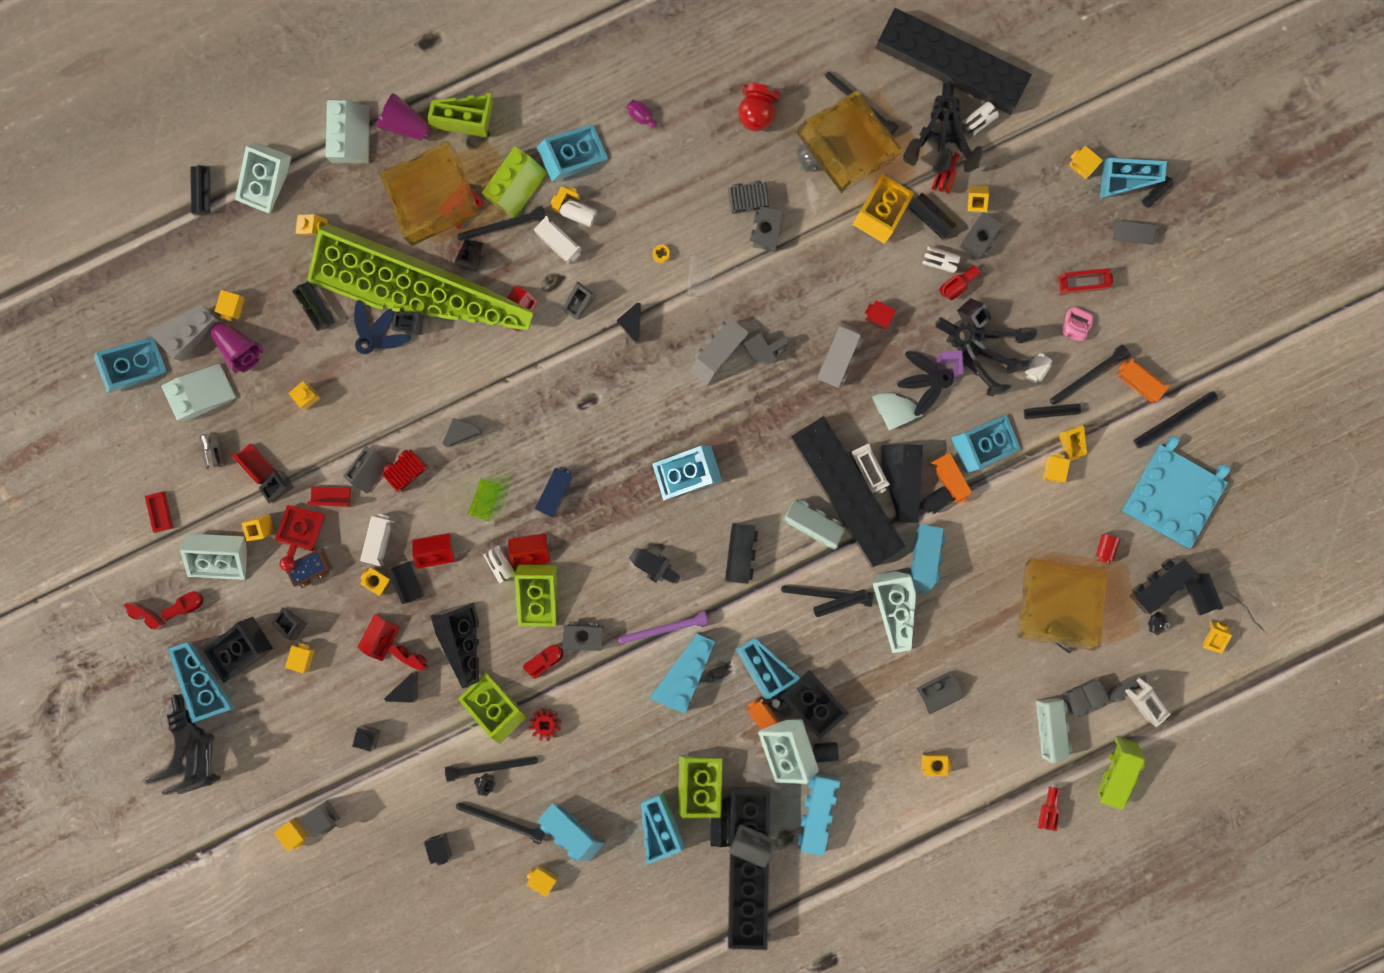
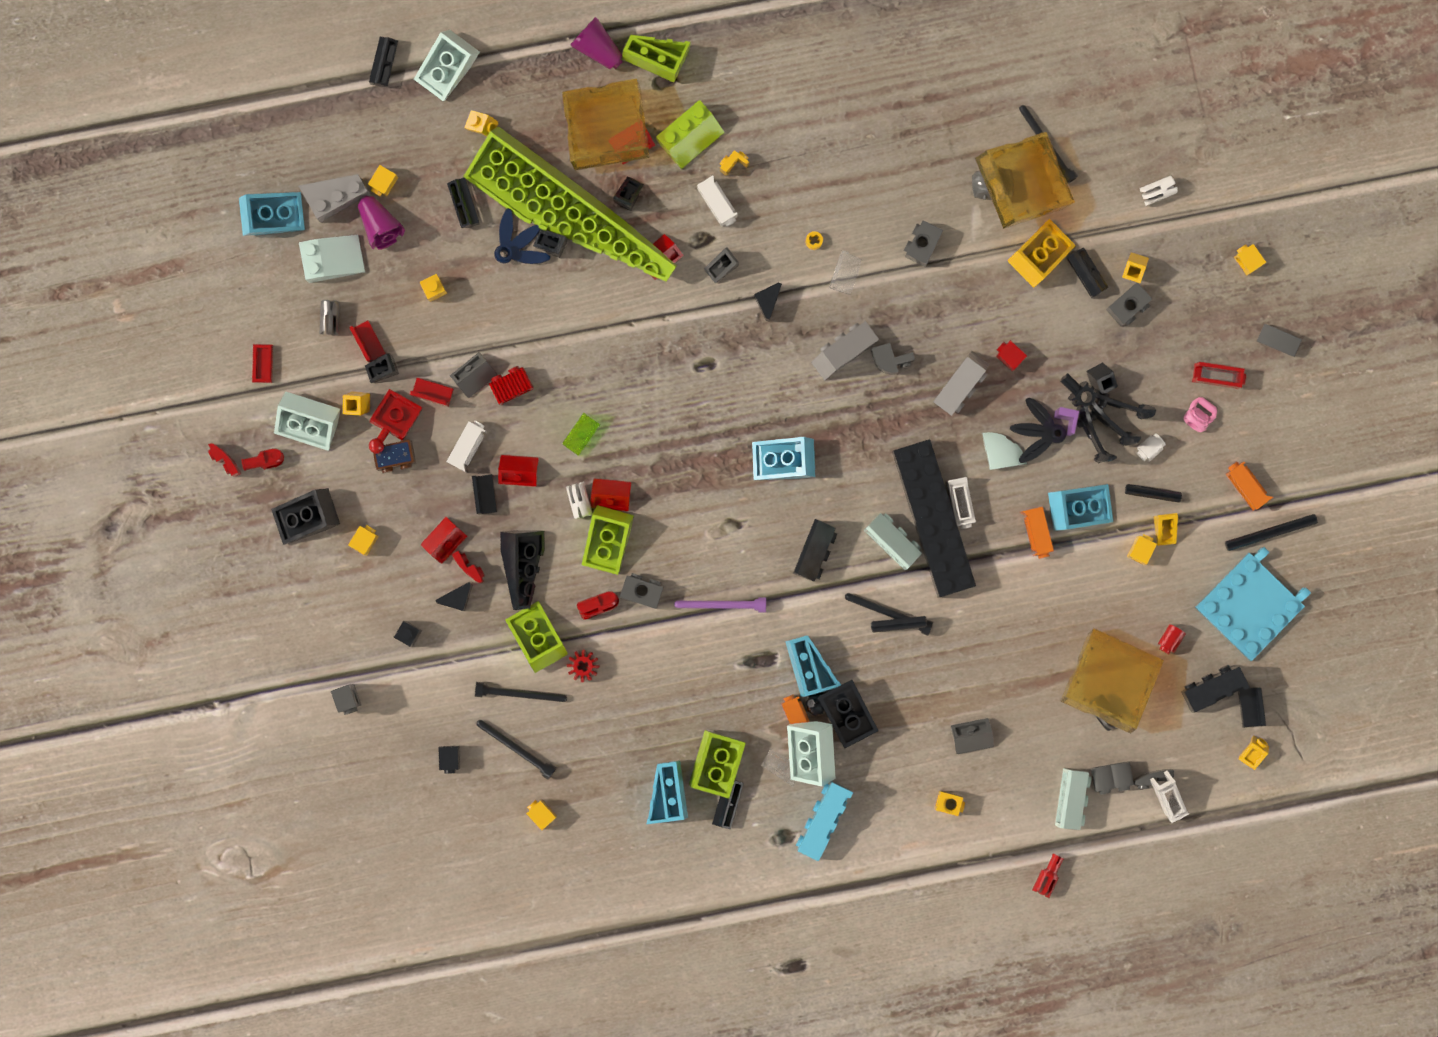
camera: 10 degrees right, 0 degrees up
(189, 743) = (238, 604): black piece -> none
(199, 686) = (260, 541): medium azure wedge -> none
(289, 624) = (360, 504): black slope -> none
(291, 835) = (311, 708): yellow brick -> none
(347, 132) = (540, 42): light aqua slope -> none
(384, 581) = (461, 491): yellow brick -> none
(459, 432) = (574, 362): dark grey slope -> none
(484, 784) = (510, 708): black piece -> none
(536, 215) = (703, 171): black piece -> none
(554, 491) = (651, 444): dark blue brick -> none
(569, 833) = (580, 776): medium azure wedge -> none
(571, 152) = (753, 119): medium azure slope -> none
(579, 212) = (744, 179): white arm -> none
(640, 113) = (830, 98): magenta plant -> none
(654, 566) = (730, 543): black hinge -> none
(681, 680) = (728, 655): medium azure wedge -> none
(747, 880) = (743, 854): black brick -> none
(748, 197) = (913, 208): dark grey brick -> none
(752, 846) = (753, 832): dark grey panel -> none
(757, 108) = (944, 124): red tile -> none
(826, 752) = (847, 763): black brick -> none
(897, 605) = (952, 639): light aqua wedge -> none
(903, 472) = (992, 514): black wedge -> none
(926, 557) = (992, 603): medium azure wedge -> none
(937, 501) = (1018, 550): black brick -> none
(946, 180) = (1112, 235): red arm -> none
(948, 257) = (1087, 324): white arm -> none
(953, 61) = (1147, 127): black brick -> none
(953, 115) = (1109, 223): black piece -> none
(958, 283) = (1095, 345): red arm -> none
(1119, 354) = (1234, 454): black piece -> none
(1122, 773) = (1126, 859): lime wedge -> none
(1129, 174) = (1286, 282): medium azure wedge -> none
(1157, 192) = (1312, 306): black axle -> none
(1158, 623) = (1200, 724): black piece -> none

